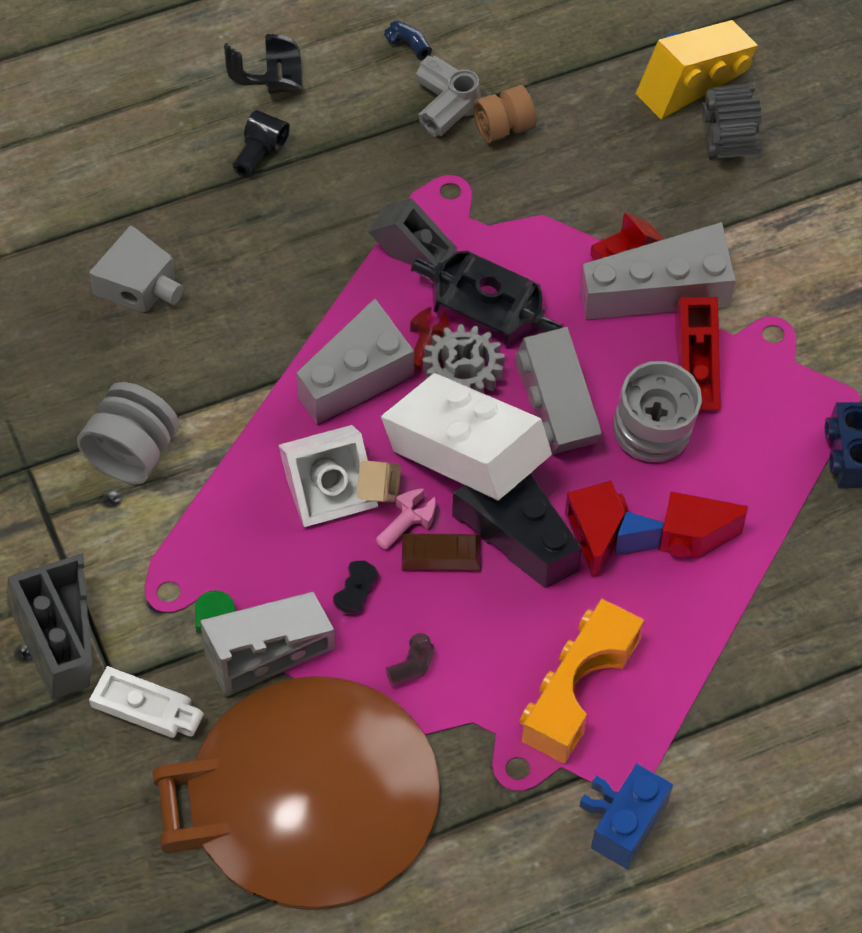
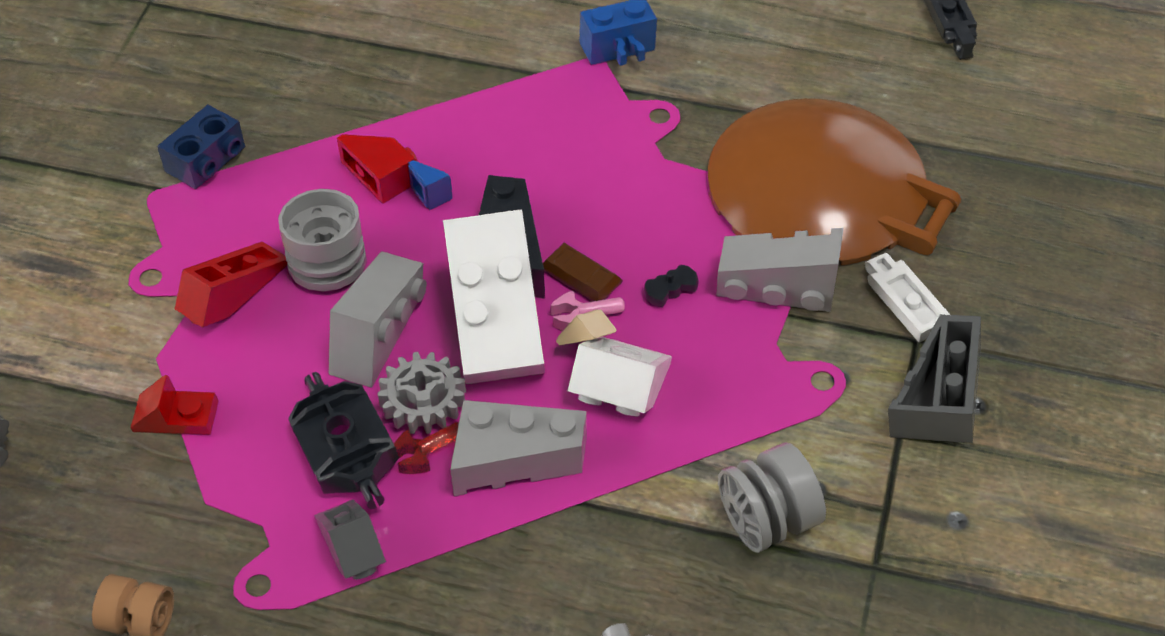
camera: 140 degrees left, 5 degrees down
(212, 604) = (800, 332): green tile -> none
(416, 662) = (673, 206): clear smoke arm -> none
(595, 520) = (447, 200): red slope -> none
(604, 642) = (531, 135): light orange arch -> none
(659, 275) = (163, 339): light grey wedge -> none

